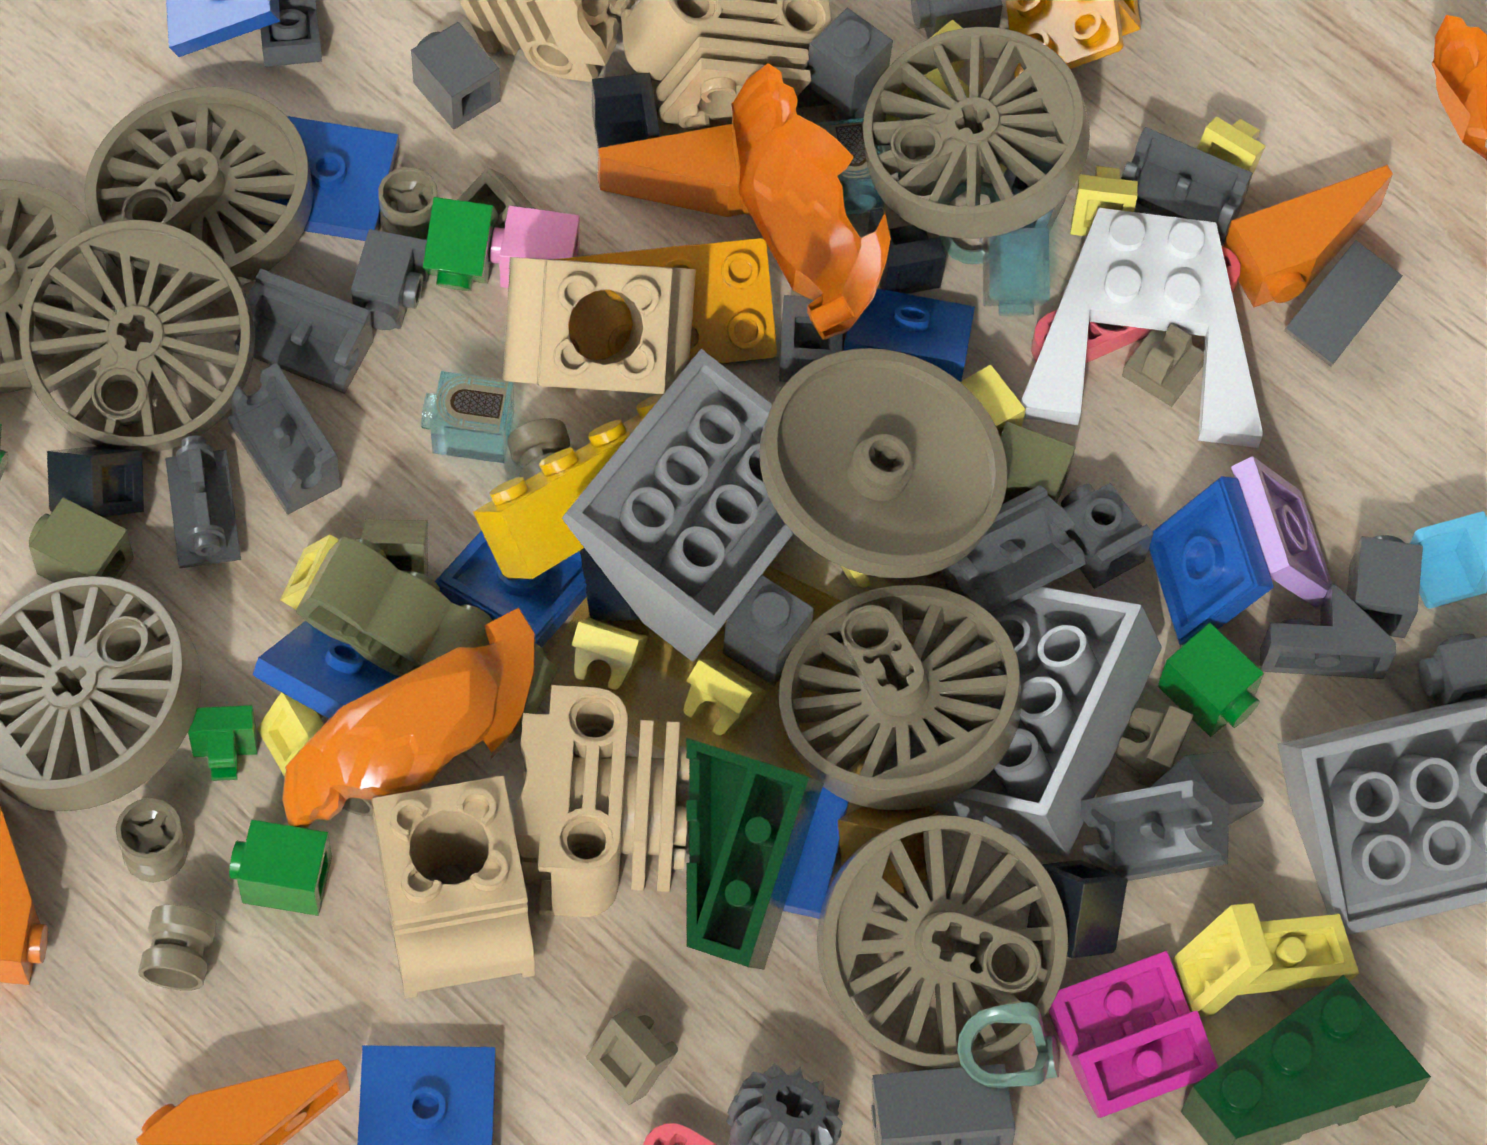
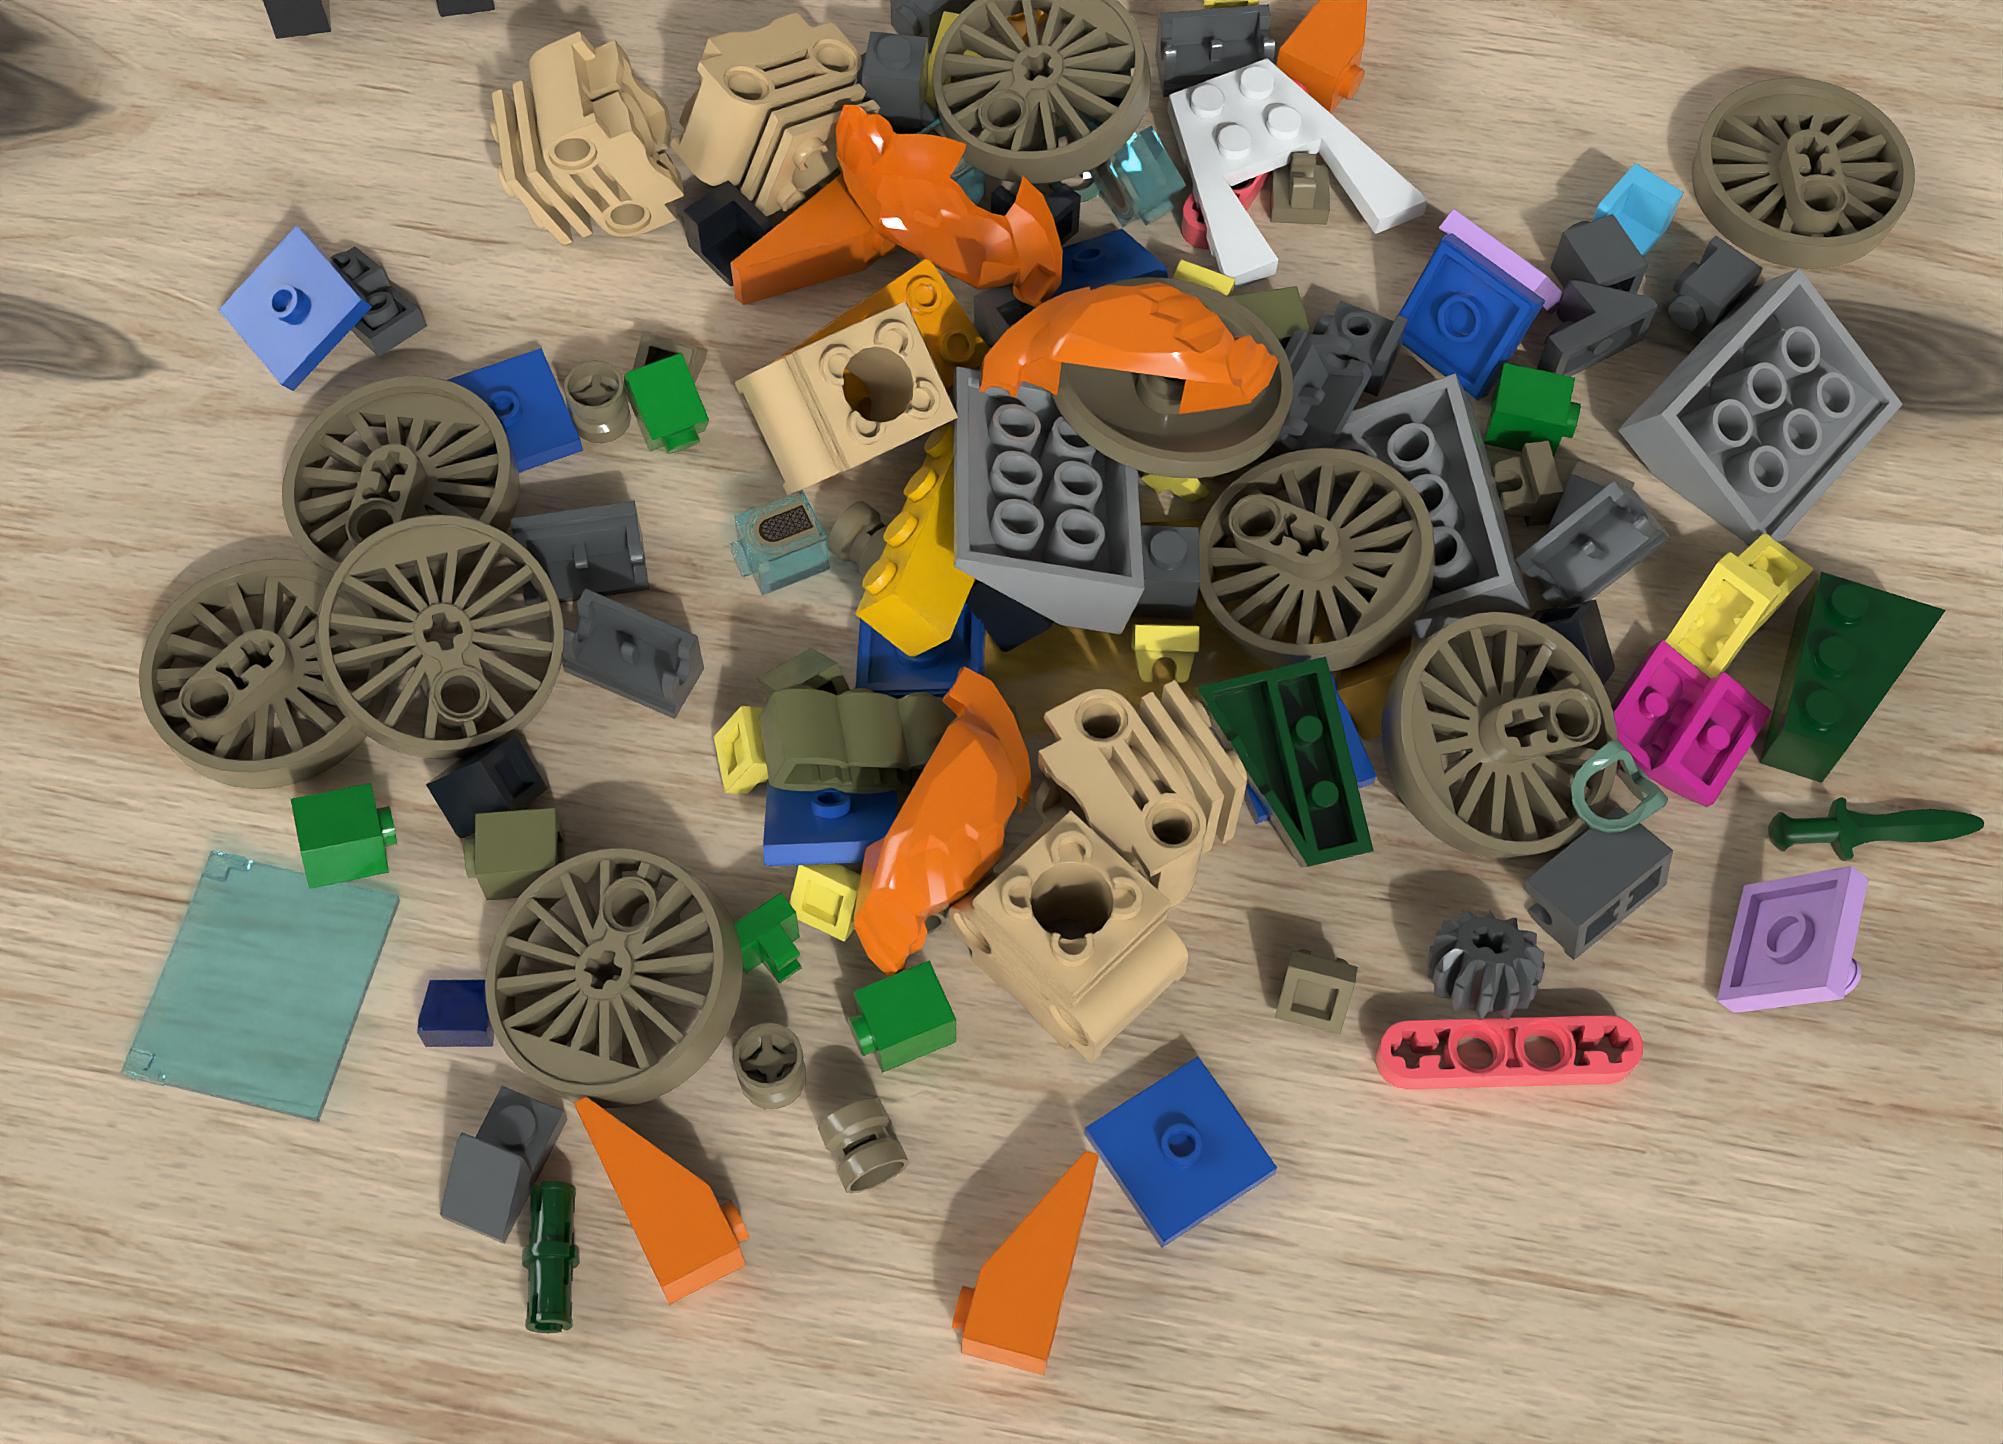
camera: 30 degrees left, 0 degrees up
(202, 504) = (597, 752): dark grey hinge -> none
(389, 277) = (624, 464): dark grey brick -> none
(455, 75) = (556, 272): dark grey brick -> none
(534, 235) = (720, 365): bright pink brick -> none
(608, 643) = (1043, 659): light yellow tile -> none
(861, 412) = (1132, 330): none -> orange animal
(1101, 191) = (1165, 81): light yellow tile -> none
(1343, 303) = (1401, 73): dark grey slope -> none

